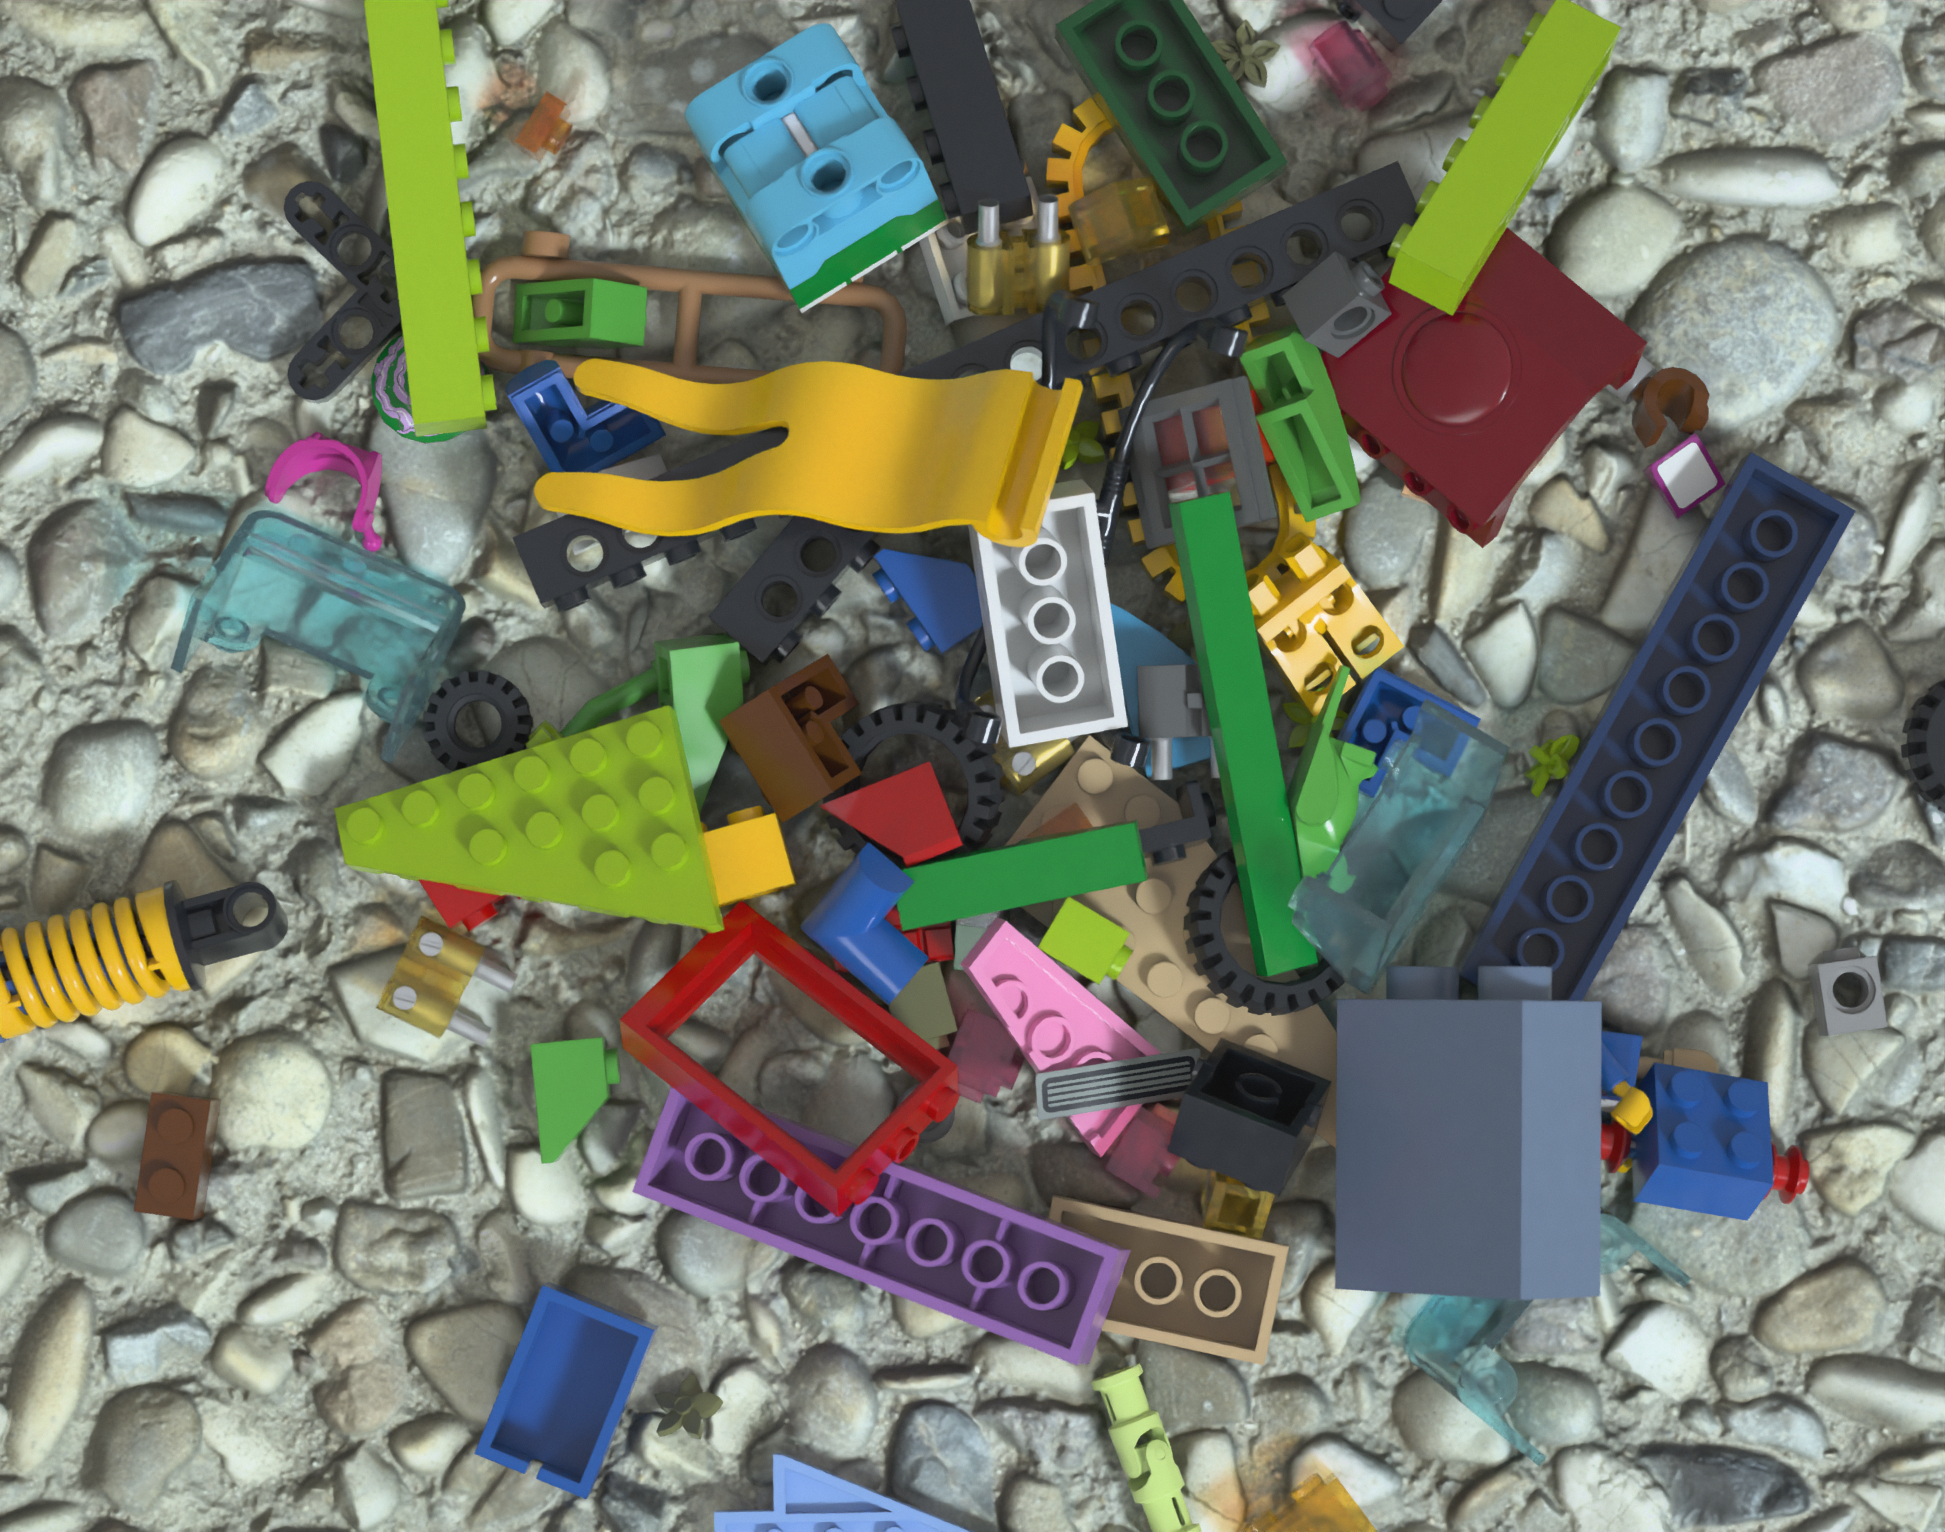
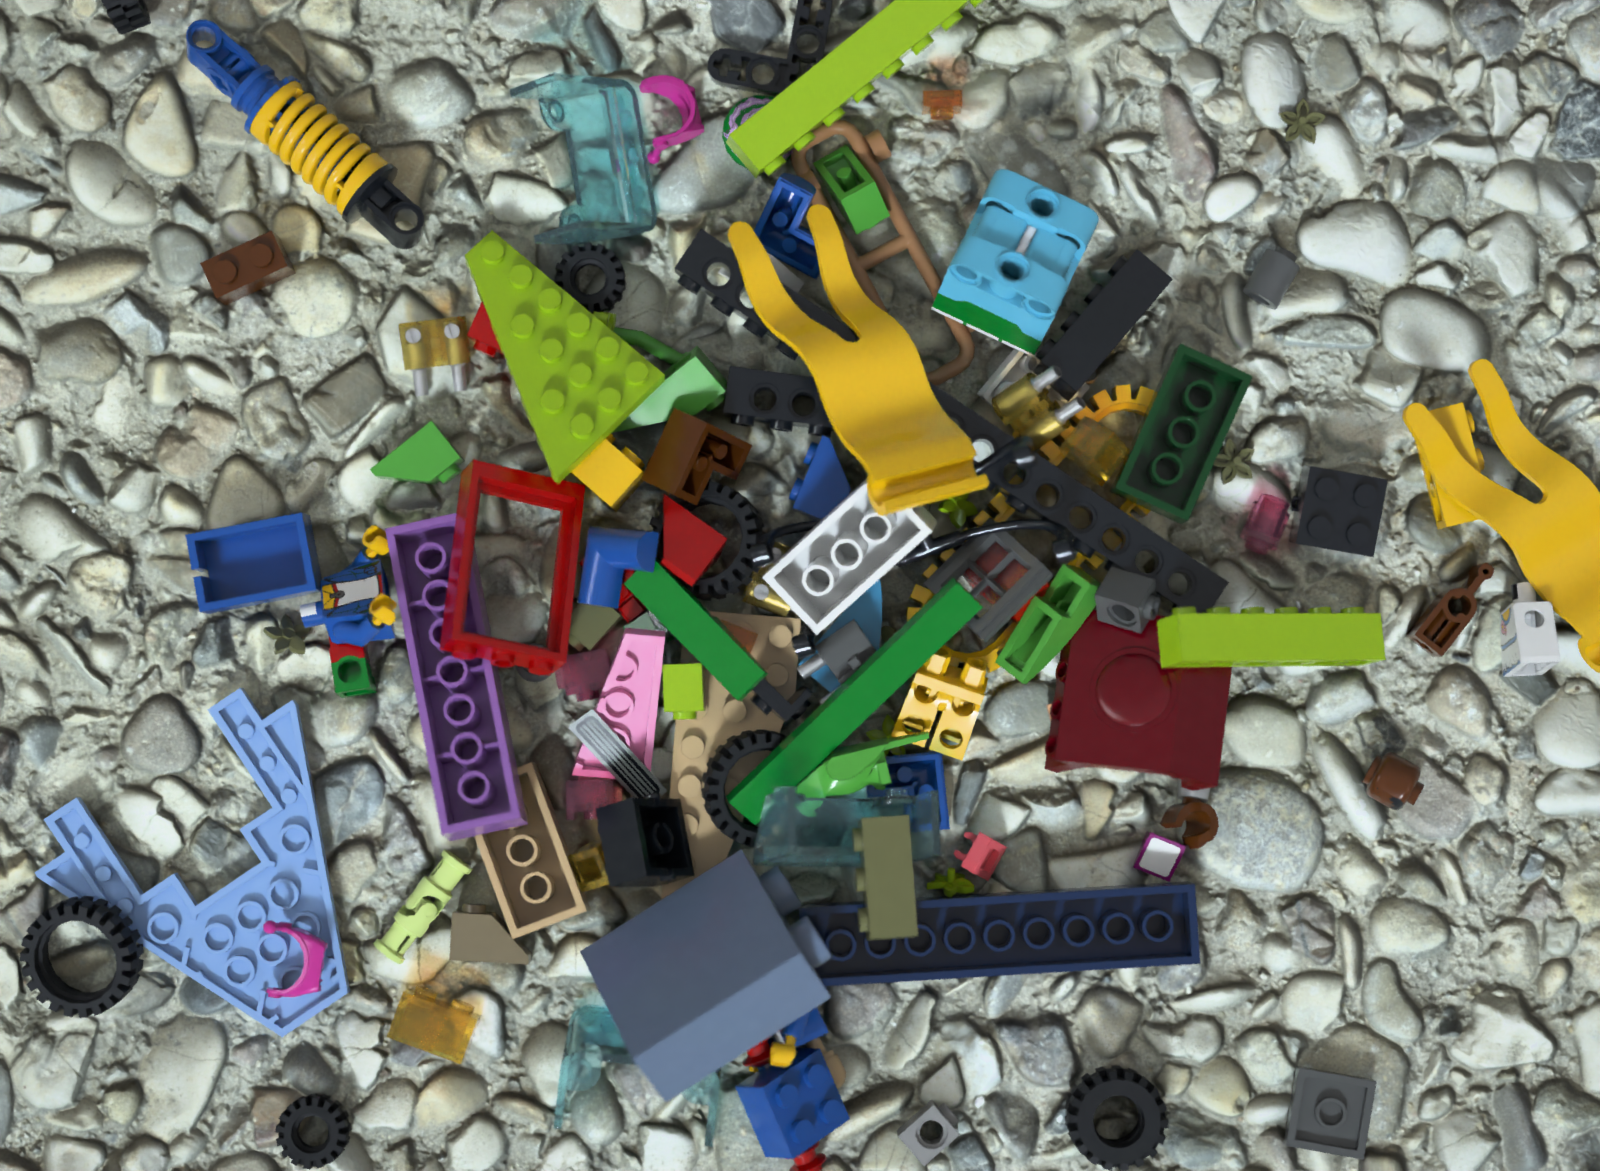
camera: 55 degrees right, 0 degrees up
(697, 1286) = (357, 599): none -> torso
(769, 1346) = (351, 670): none -> green leg
(1237, 1403) = (484, 938): none -> dark tan slope
(1492, 837) = (885, 878): none -> olive brick
(1541, 699) = (982, 856): none -> coral tile
(1781, 118) = (1393, 781): none -> reddish brown head

